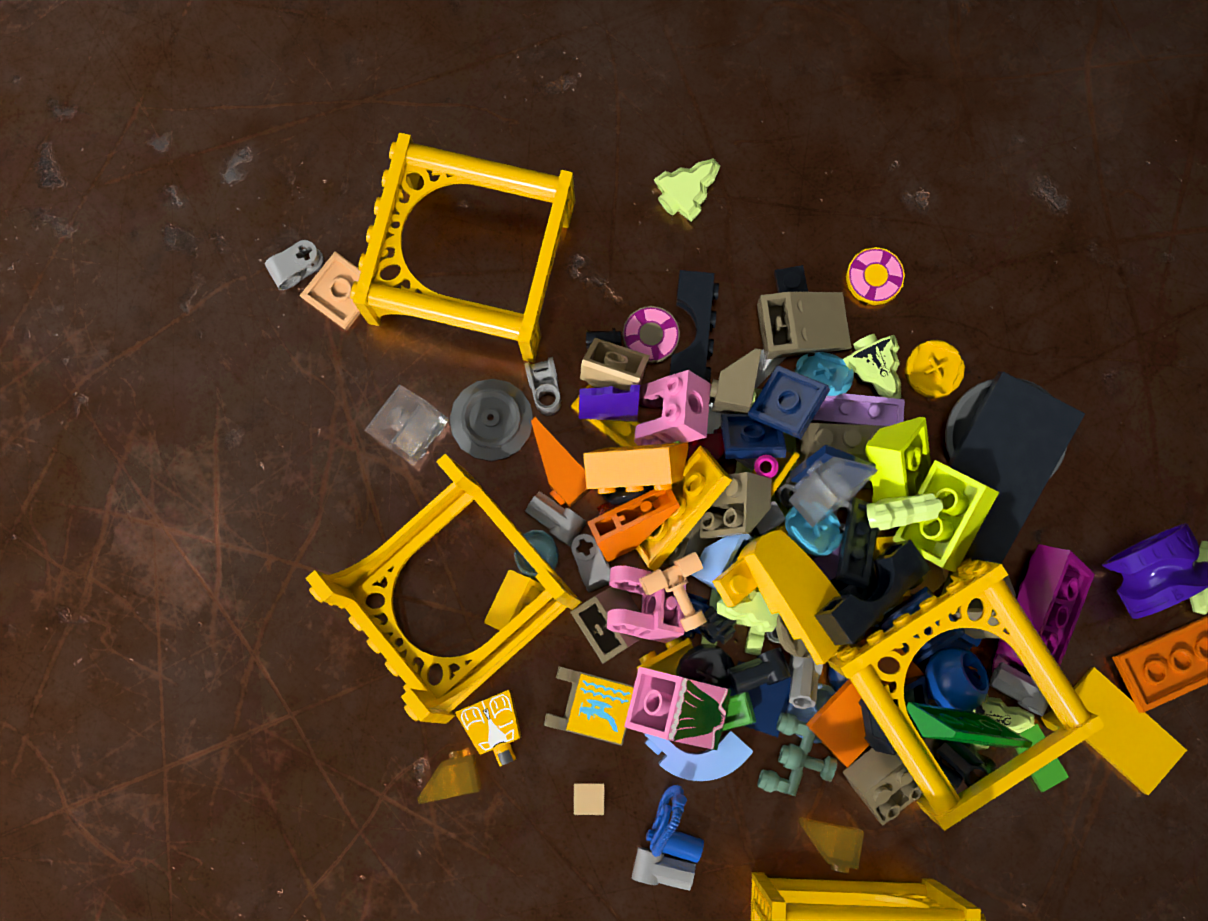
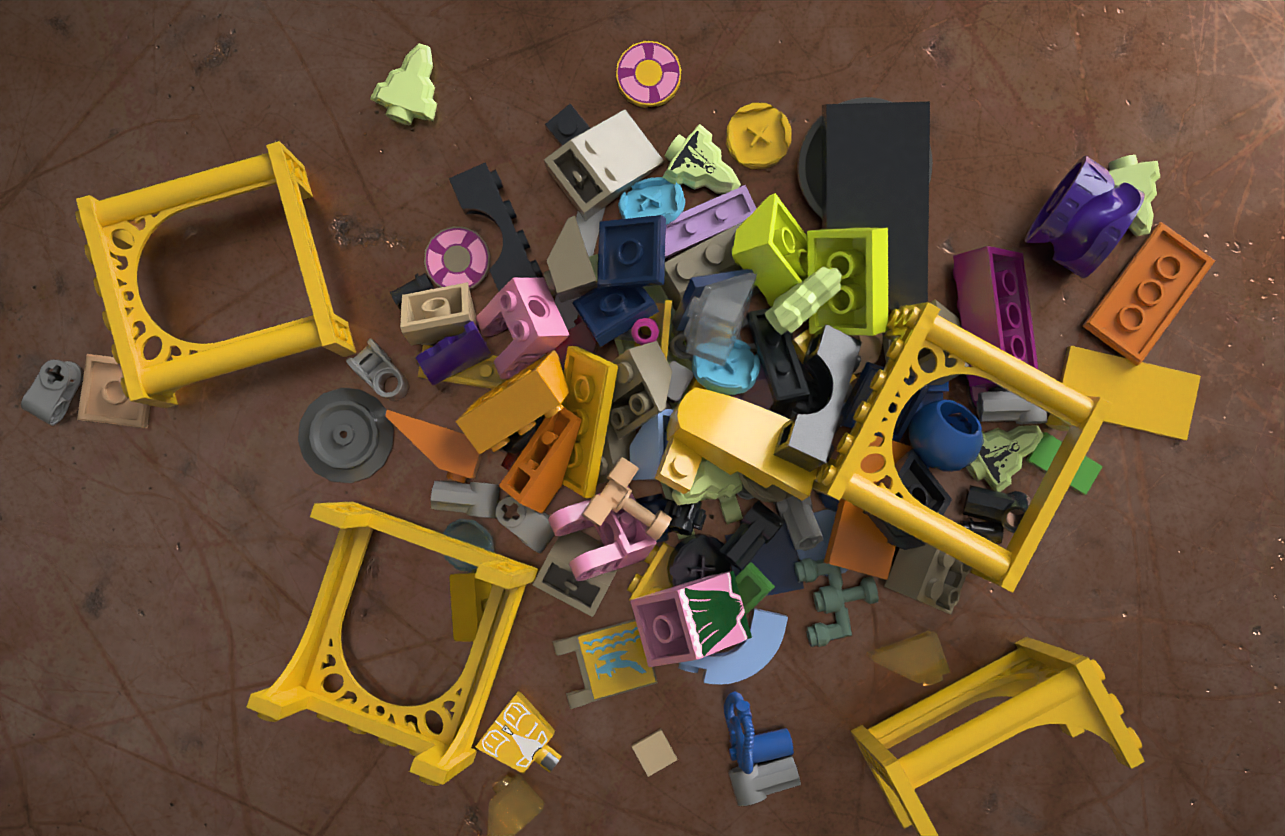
camera: 35 degrees left, 5 degrees up
(407, 424) = (263, 490): clear slope -> none
(964, 727) = (976, 480): green slope -> none

